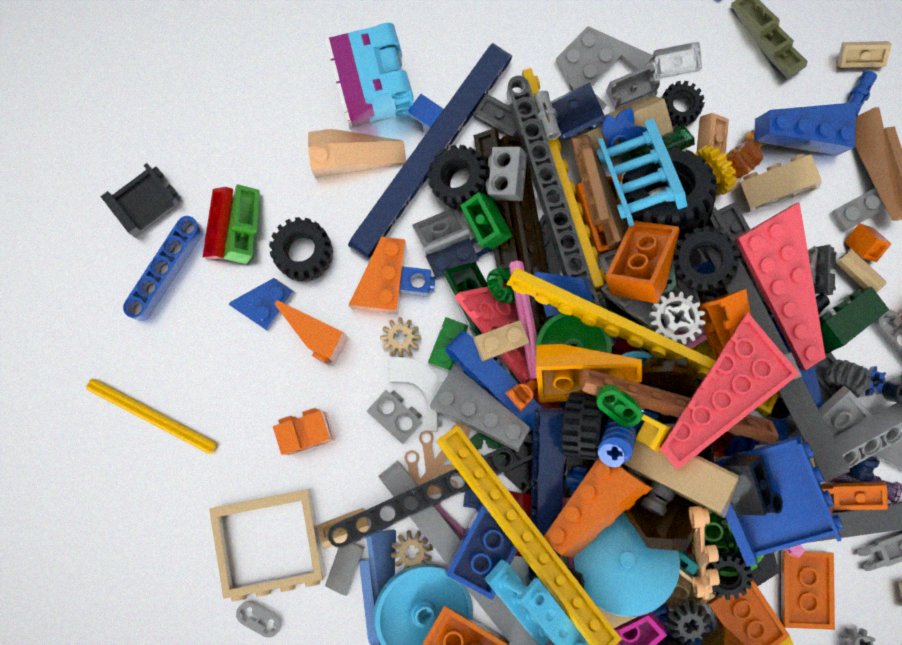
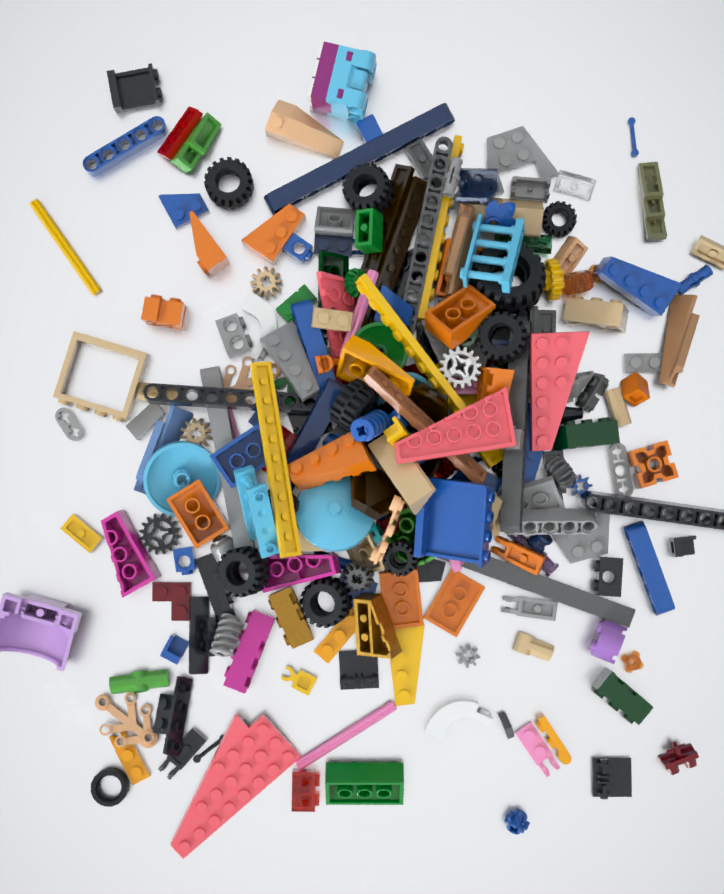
camera: 30 degrees right, 5 degrees up
(513, 173) = (404, 207): light grey brick -> none
(617, 404) = (380, 401): green plate -> none
(657, 499) = (374, 483): dark grey wheel -> none
(754, 489) = (442, 503): black hinge -> none

